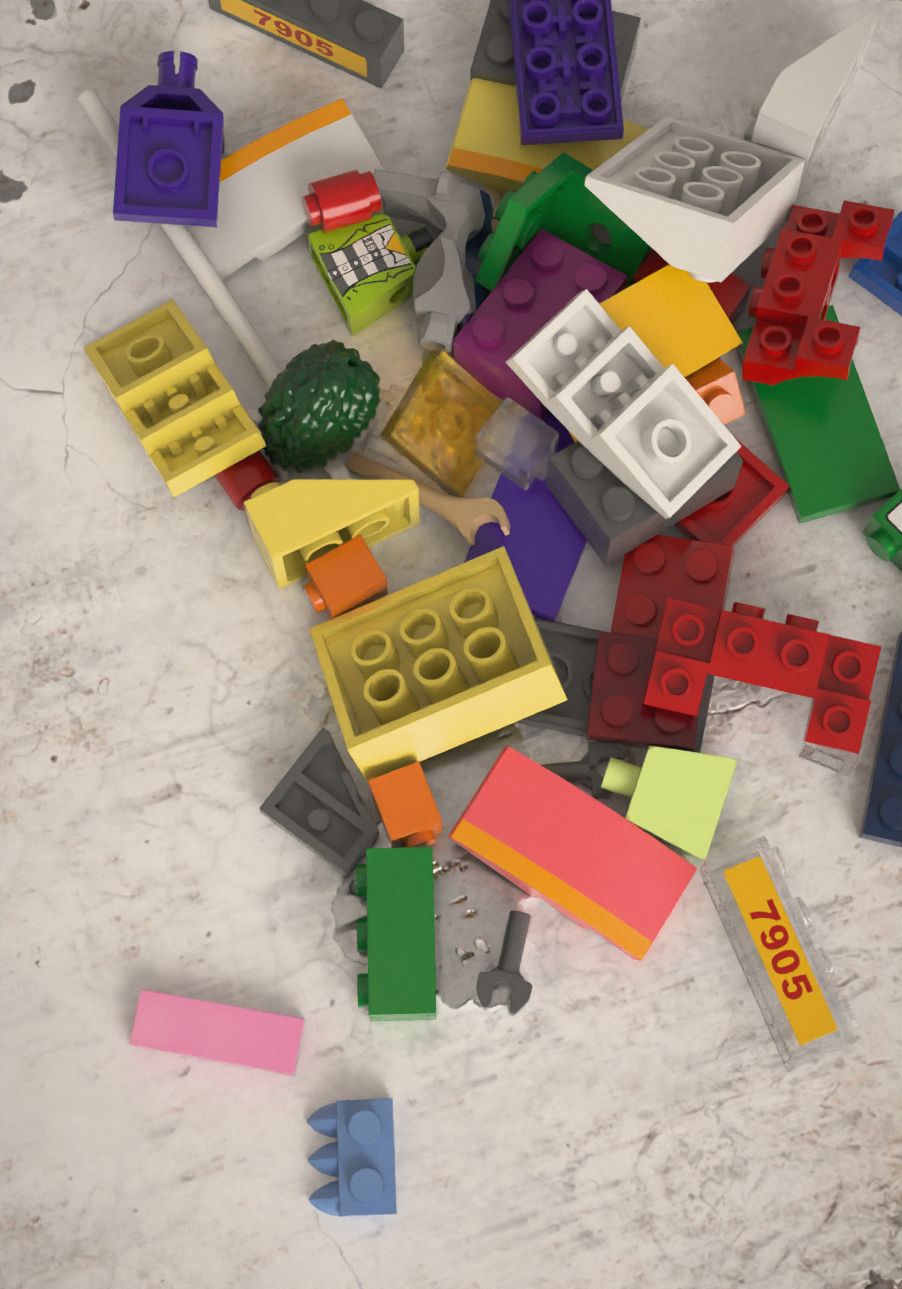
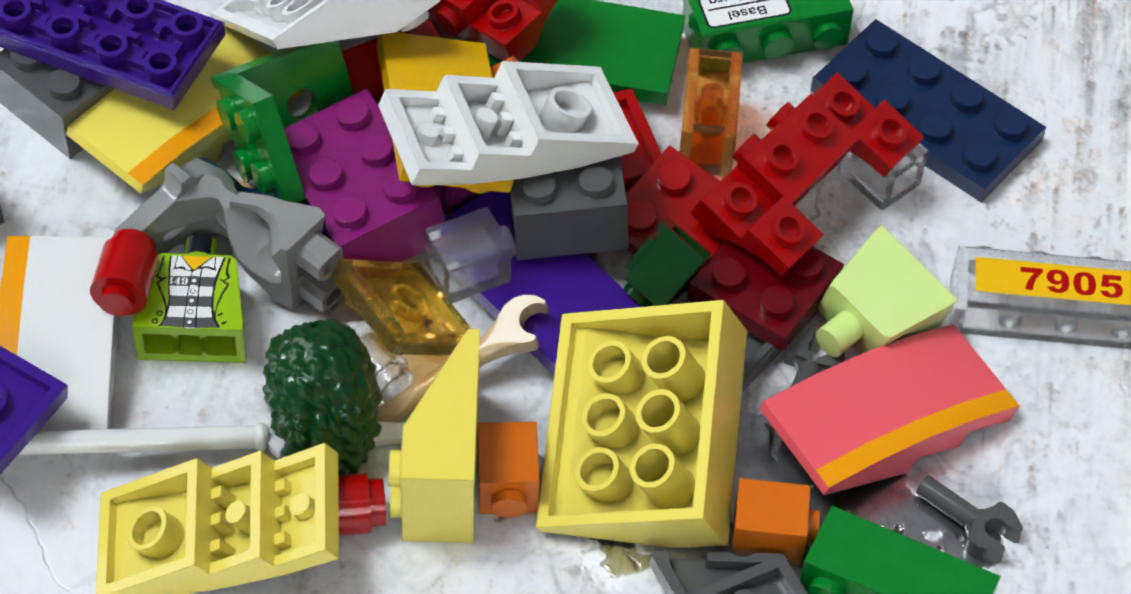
camera: 65 degrees left, 20 degrees down
(603, 602) = (664, 265): none -> dark green window
(796, 561) = (711, 109): none -> clear orange brick

